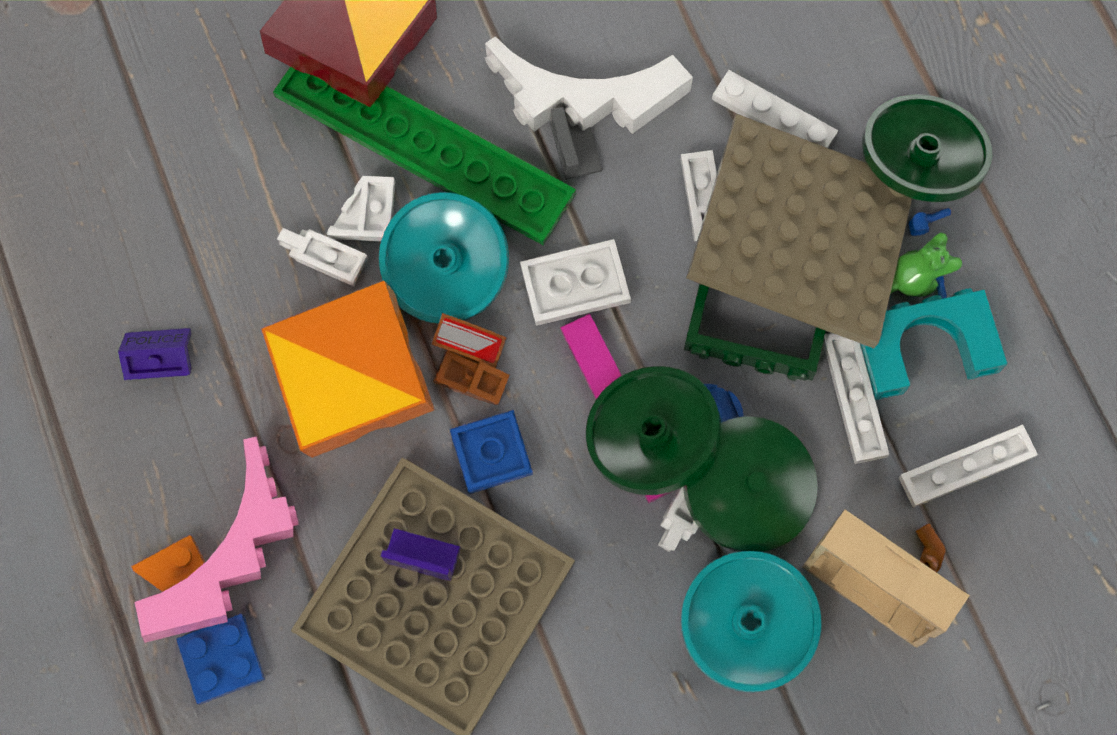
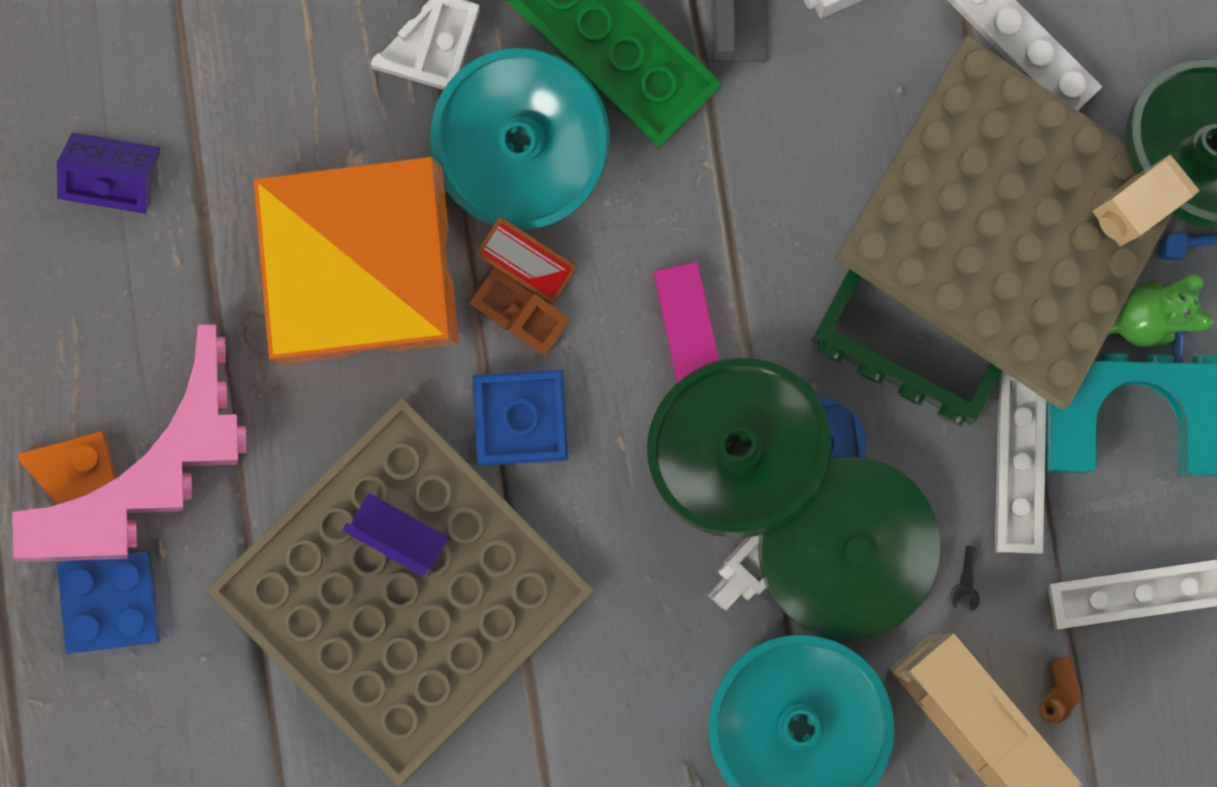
camera: 10 degrees right, 10 degrees up
(324, 254) = (361, 91): white hinge -> none
(575, 282) = (688, 213): white plate -> none
(699, 179) = (893, 113): white plate -> none
(840, 488) = (967, 579): none -> black hand
(891, 189) = (1144, 200): none -> tan slope

